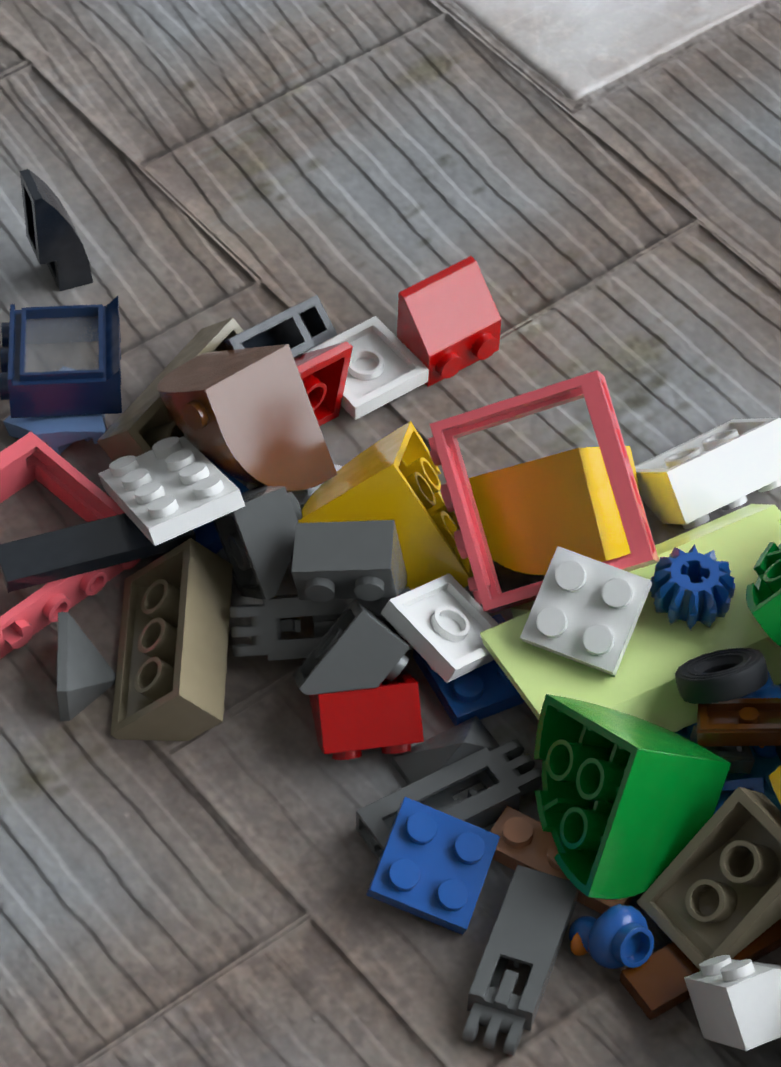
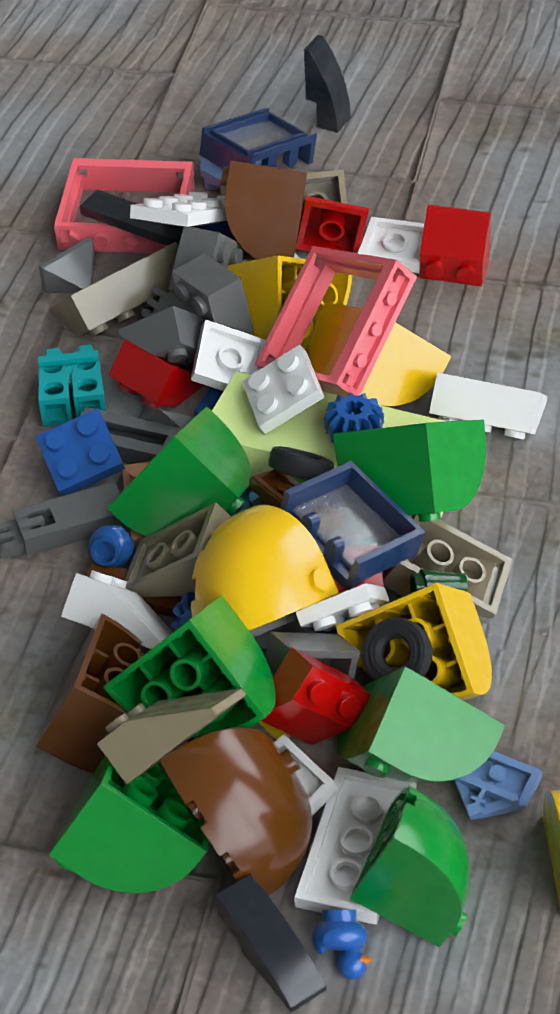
camera: 55 degrees right, 5 degrees down
(294, 799) = (68, 374): none -> teal hips
(298, 326) = (381, 200): black slope -> none

